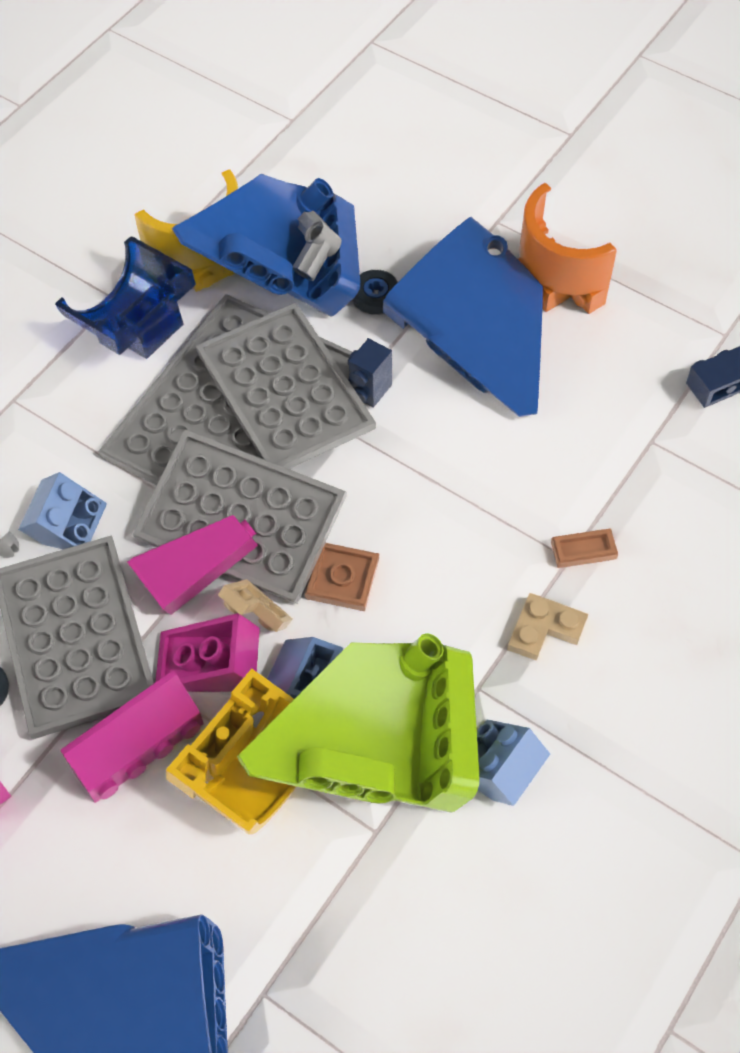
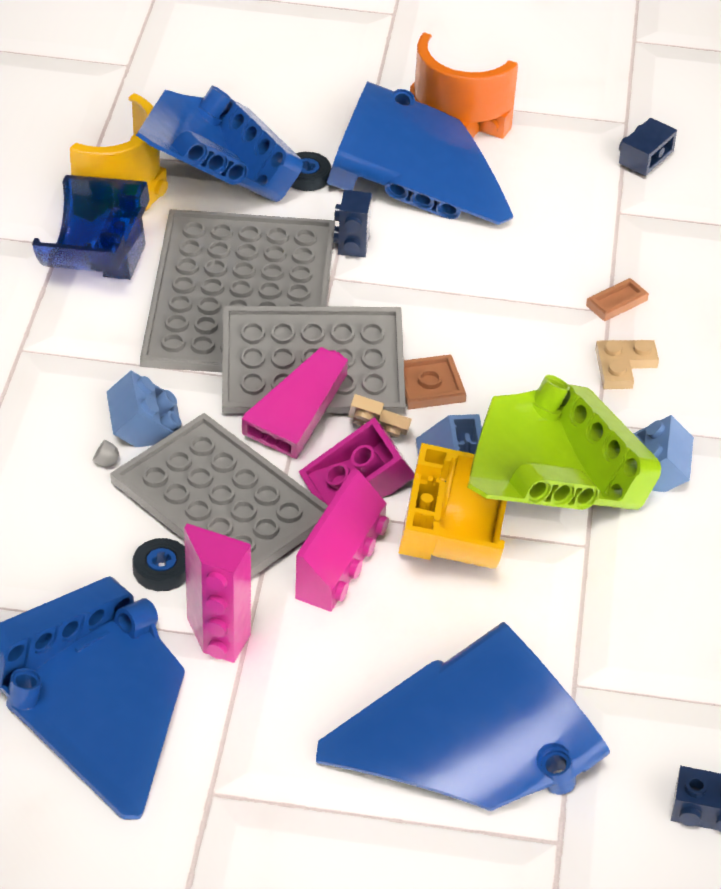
camera: 30 degrees left, 15 degrees down
(285, 388) = (281, 255): light grey plate -> none
(320, 244) = (248, 130): light grey piece -> none

